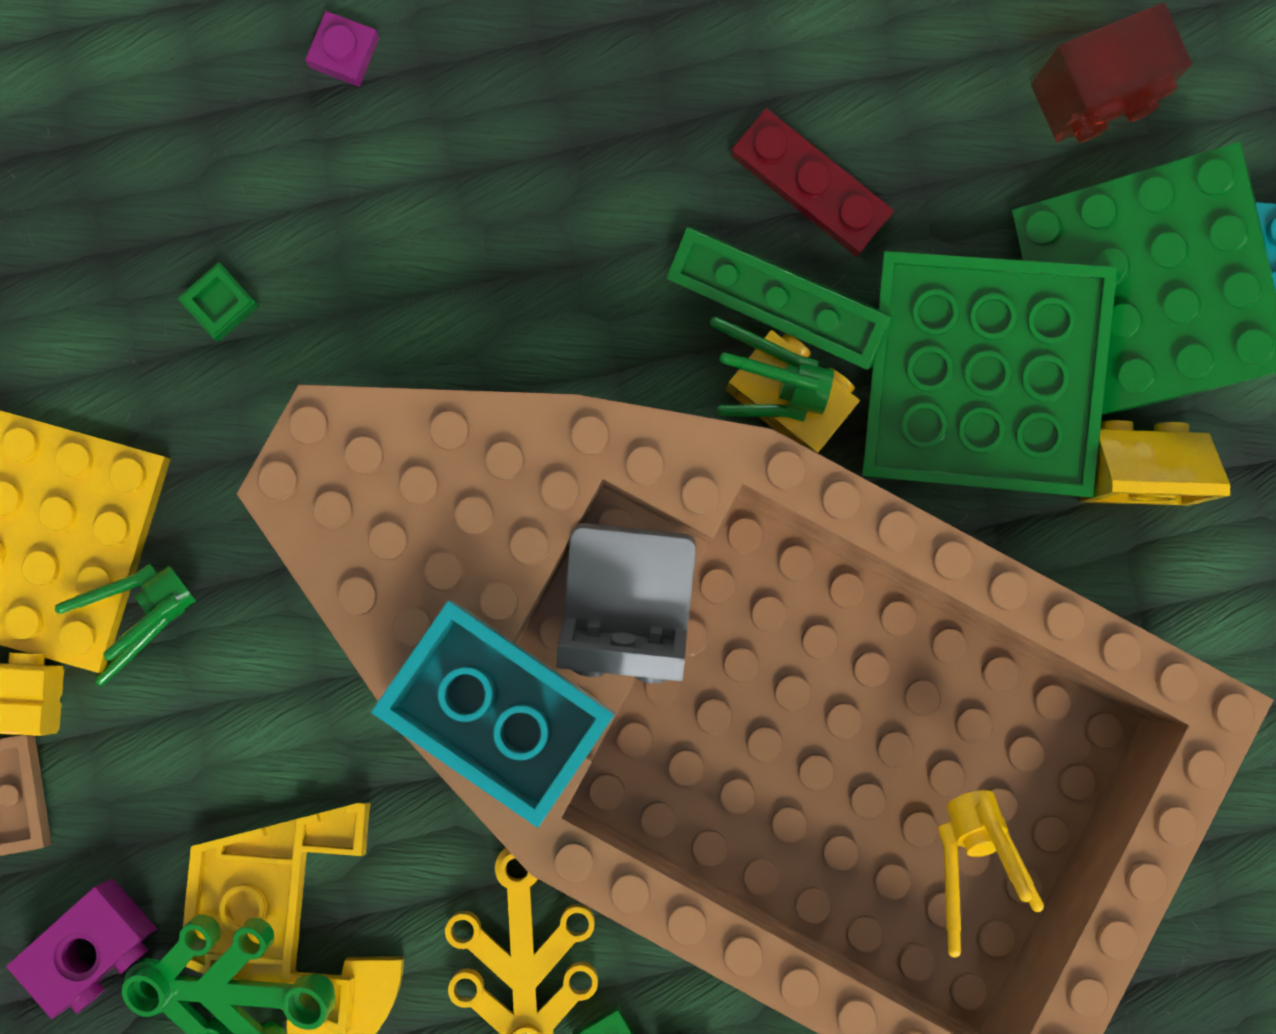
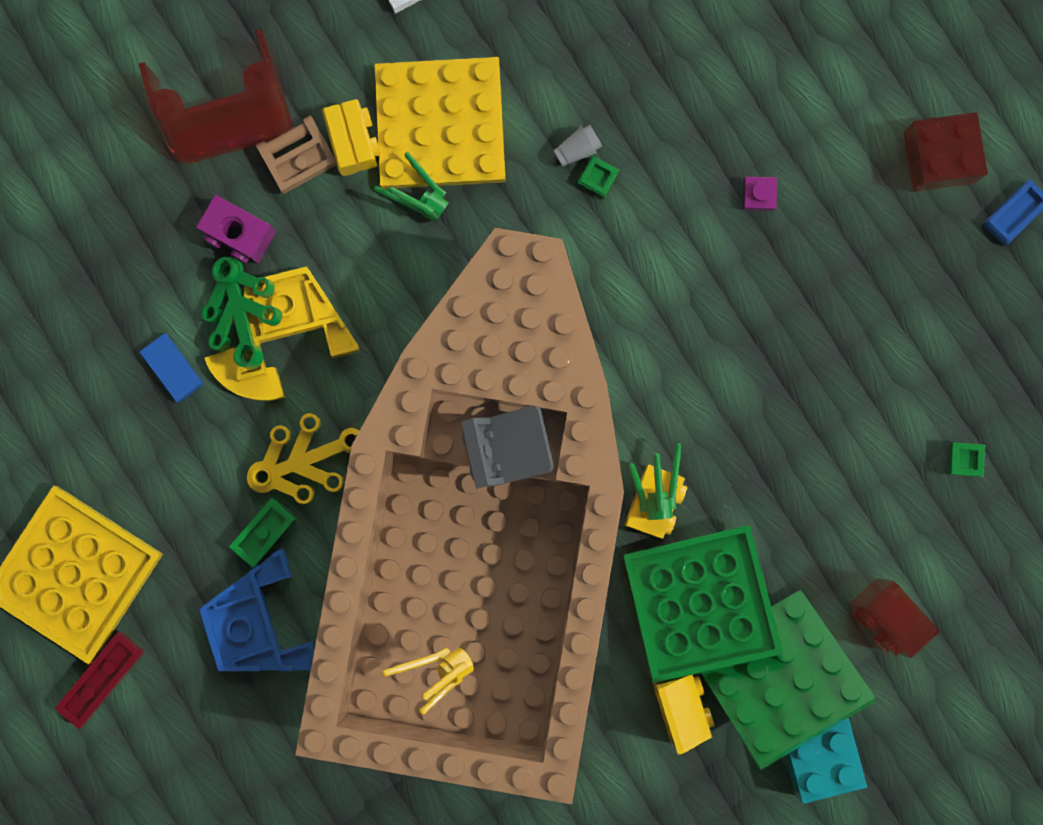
camera: 80 degrees right, 0 degrees up
(152, 314) = (578, 146): none -> light grey cone
(493, 712) = (427, 396): teal brick -> none
(779, 297) = (704, 476): green plate -> none
(811, 182) = (776, 473): dark red plate -> none

